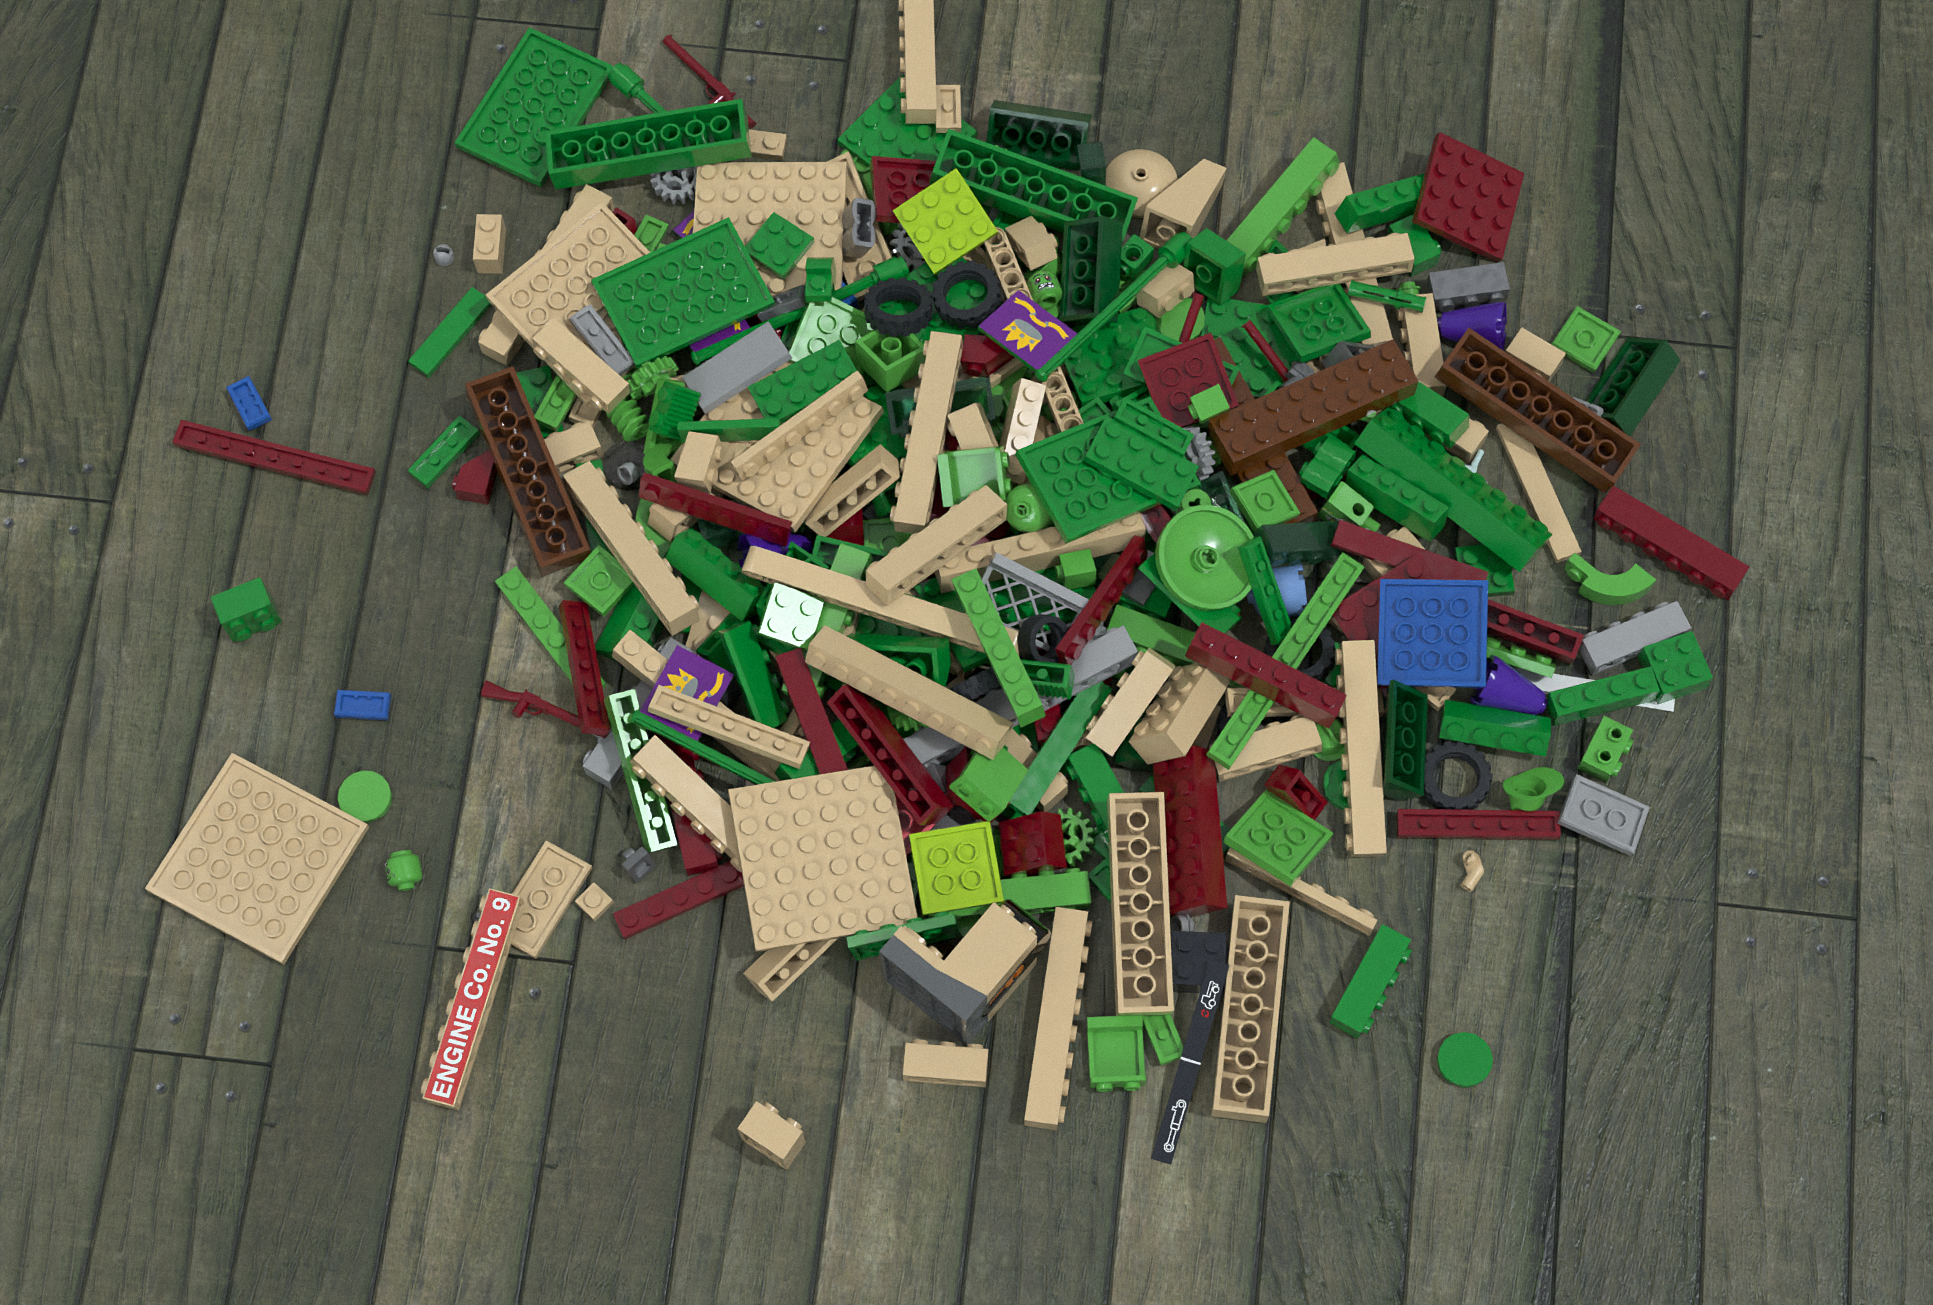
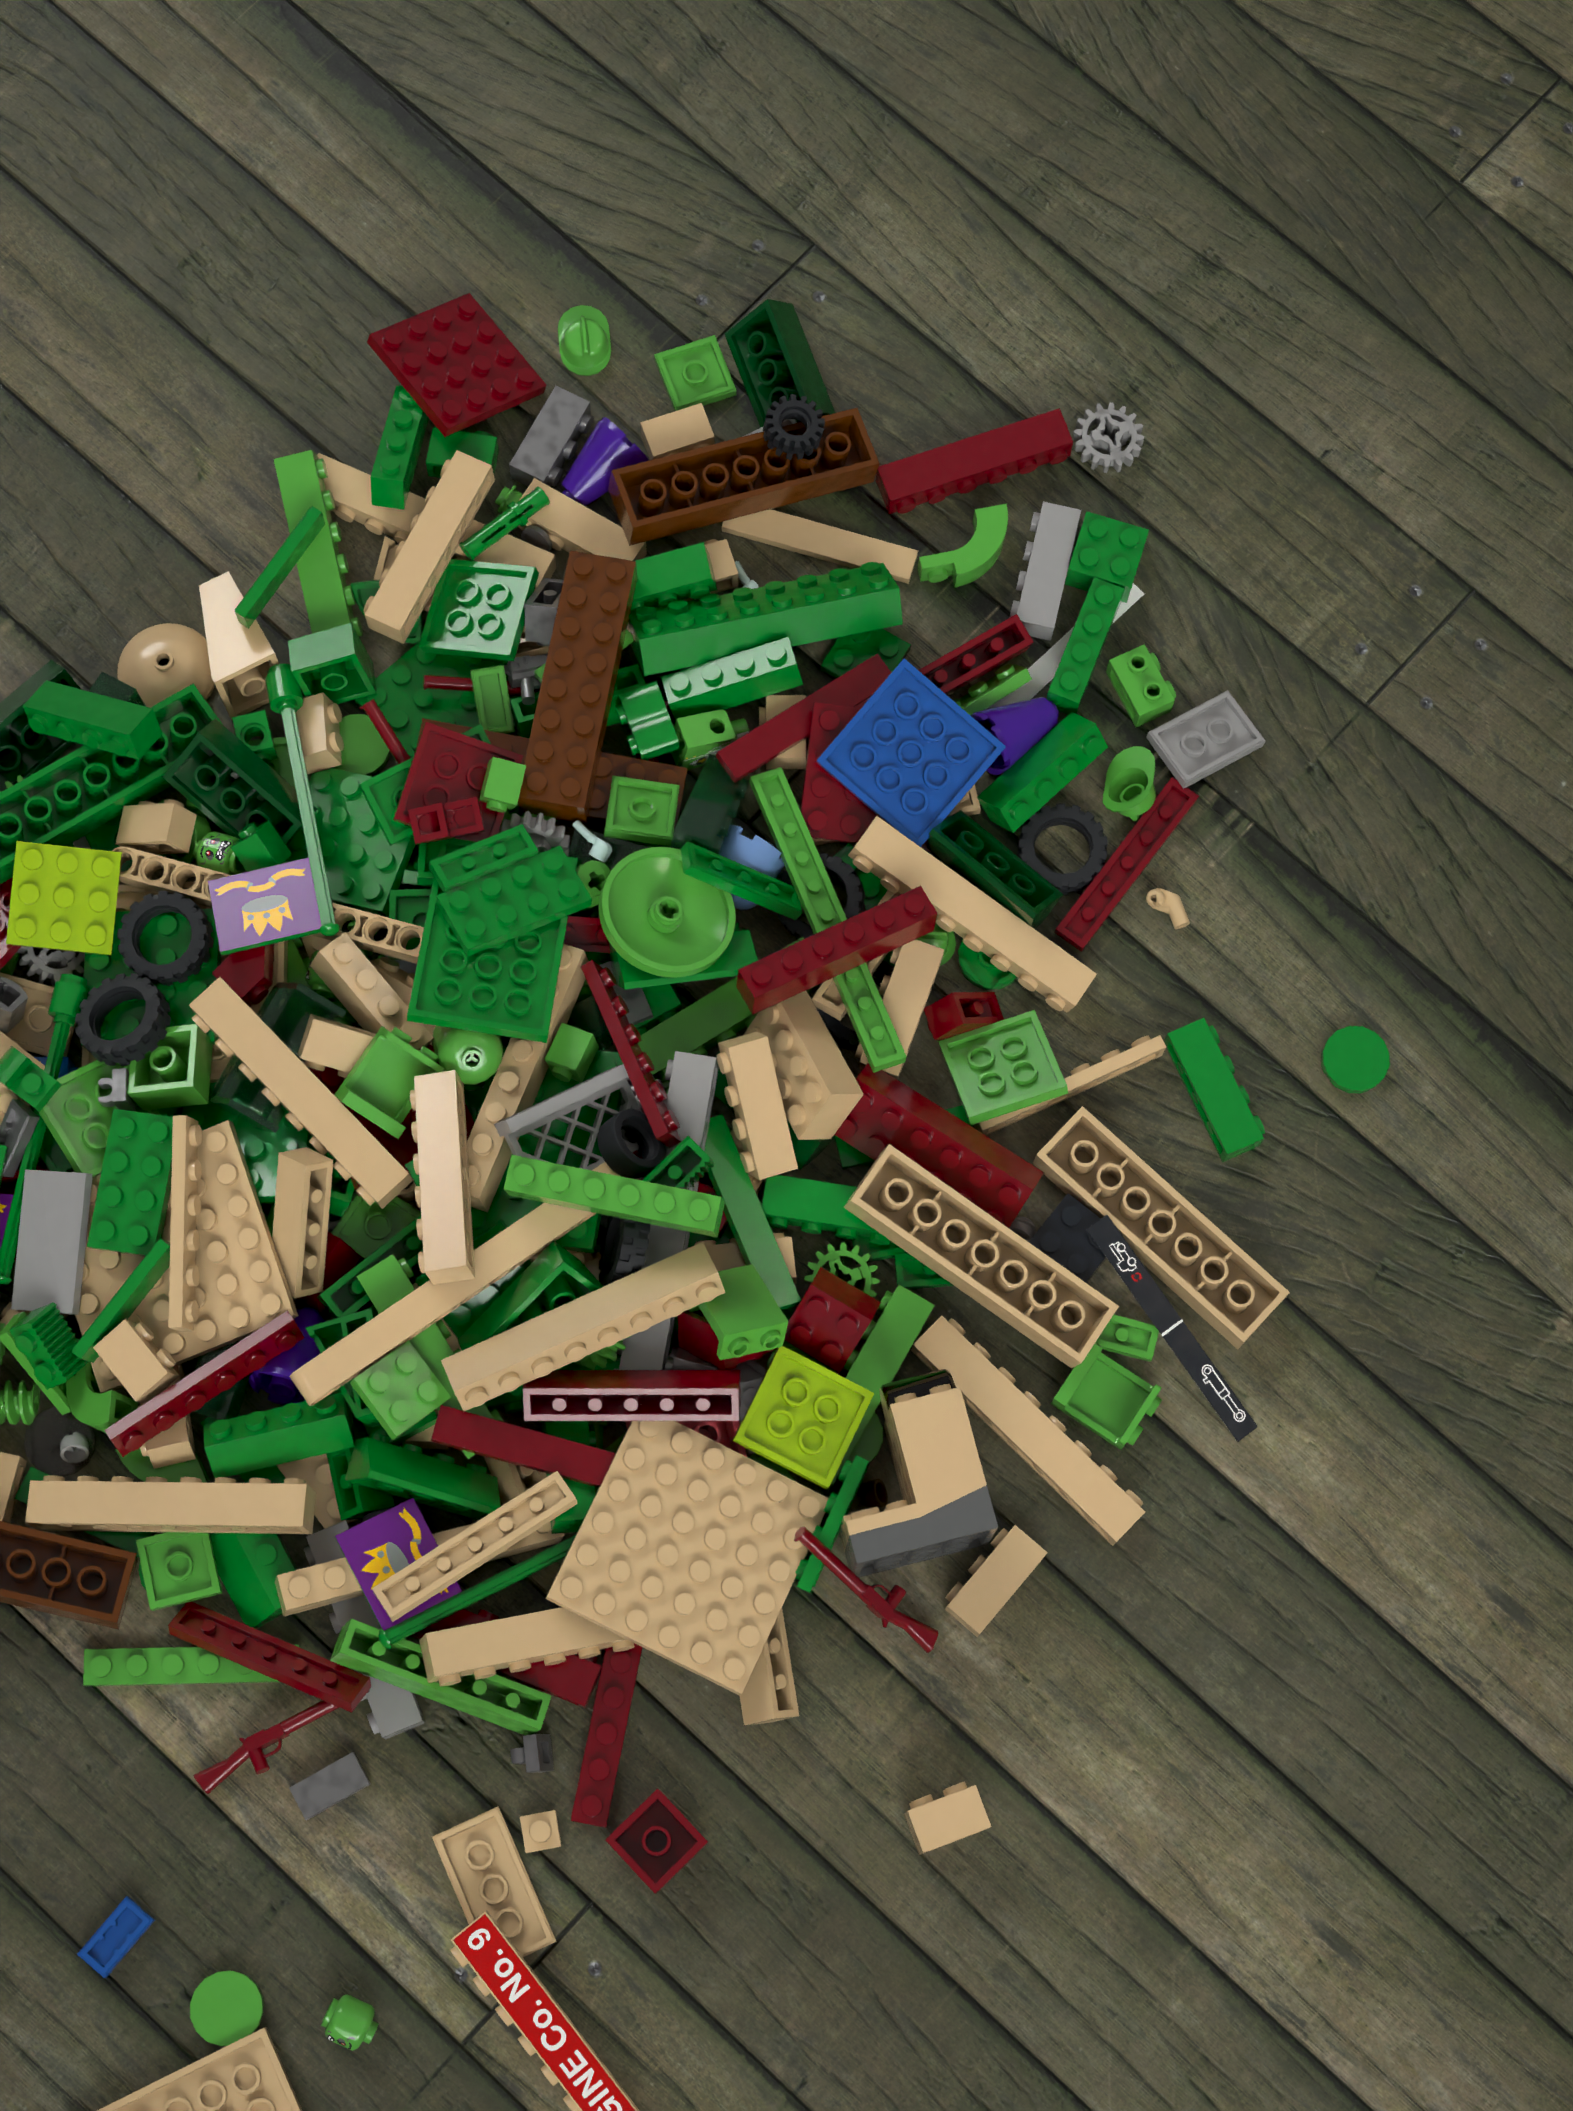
camera: 60 degrees left, 5 degrees up
(535, 761) = (329, 1786): none -> flat silver tile
(634, 970) = (656, 1841): none -> dark red brick
(850, 338) = (119, 1088): none -> flat silver tile
(875, 1006) = (882, 1608): none -> dark red piece
(1065, 306) = (260, 847): none -> green brick
(1066, 157) = (92, 720): none -> green brick
(1160, 390) = (446, 820): none -> dark red slope
(1219, 494) = (601, 849): none -> light aqua hand
(1247, 189) = (279, 567): none -> green tile
(1268, 370) = (492, 699): none -> bright green tile
(1396, 324) = (537, 537): none -> flat silver piece
(1552, 260) = (584, 340): none -> bright green piece
(1584, 425) = (793, 443): none -> black tyre
(1749, 603) = (1101, 448): none -> light grey gear

